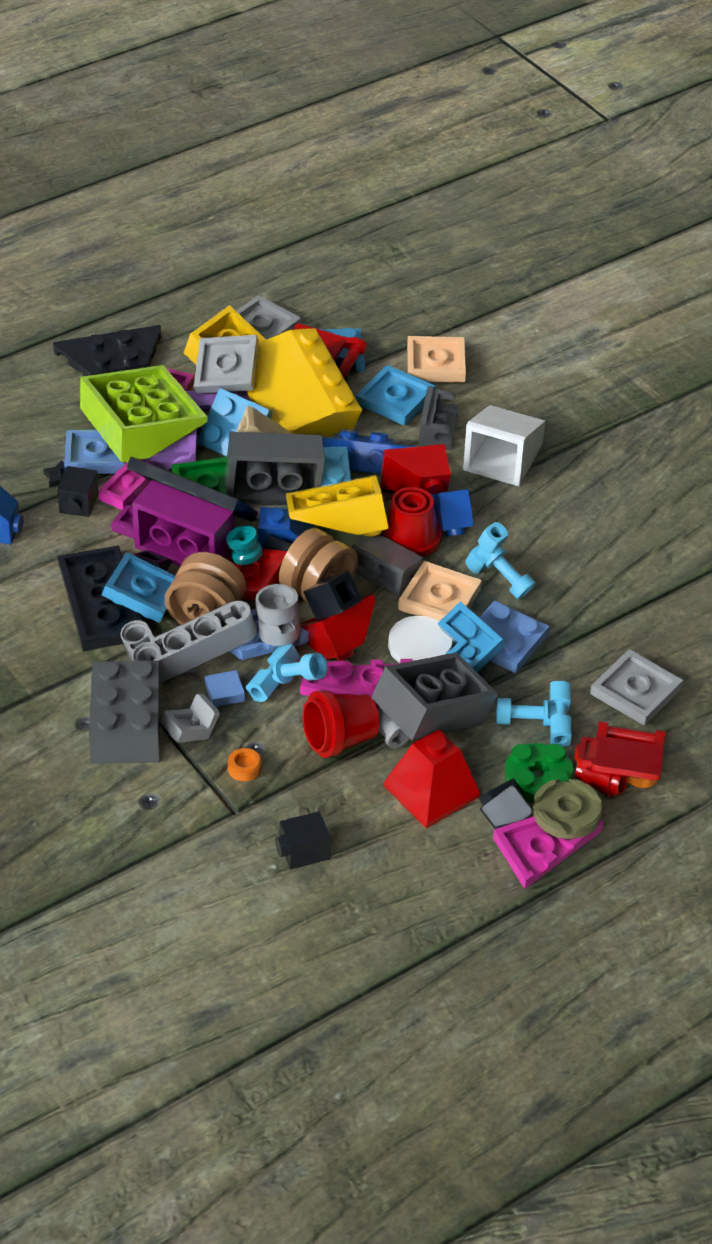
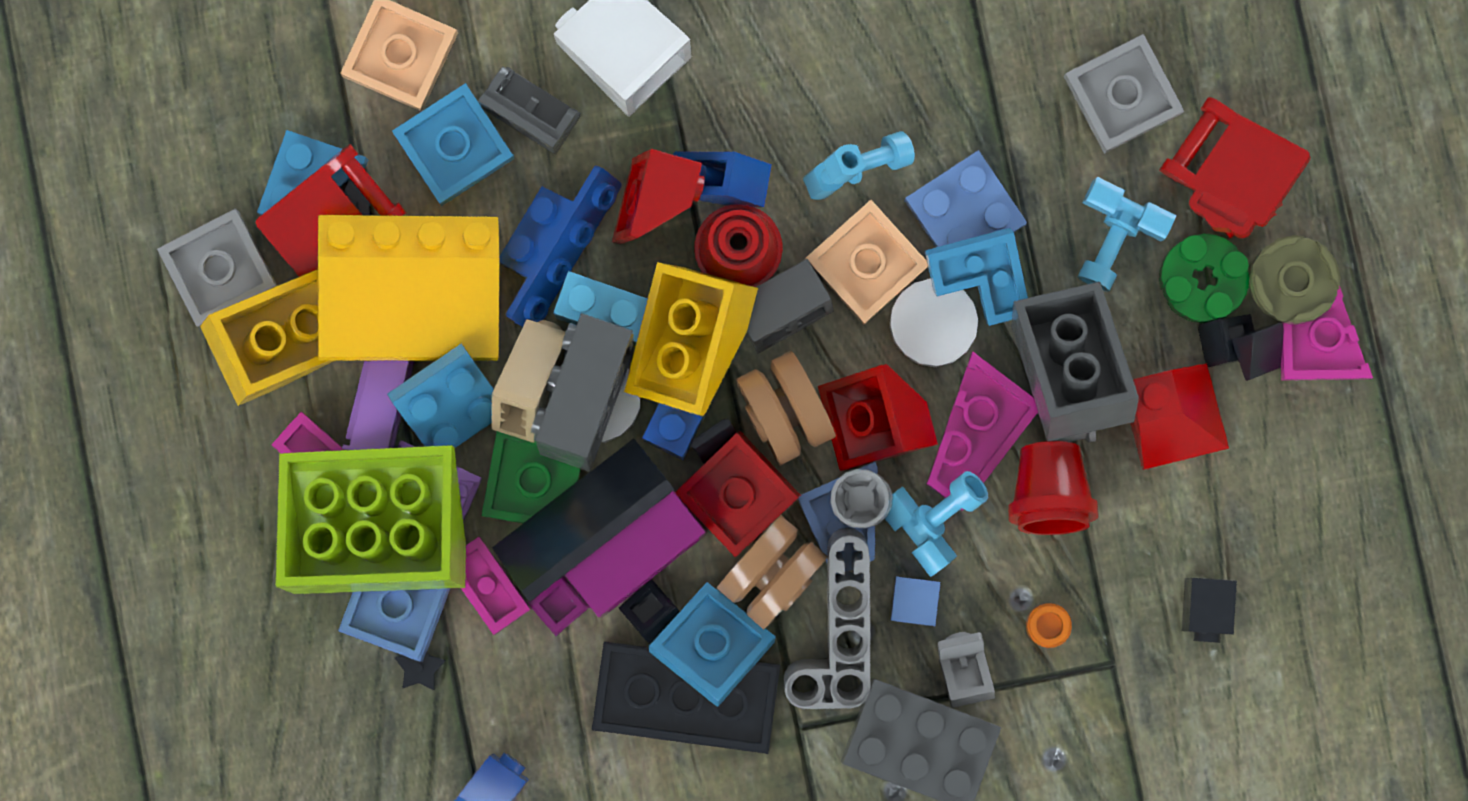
camera: 65 degrees left, 40 degrees up
(78, 491) = (482, 662): black brick -> none
(110, 351) = (187, 505): black wing -> none
(226, 364) = (346, 373): light grey plate -> none
(244, 545) = (710, 482): teal wheel -> none
(332, 595) = (868, 419): black brick -> none

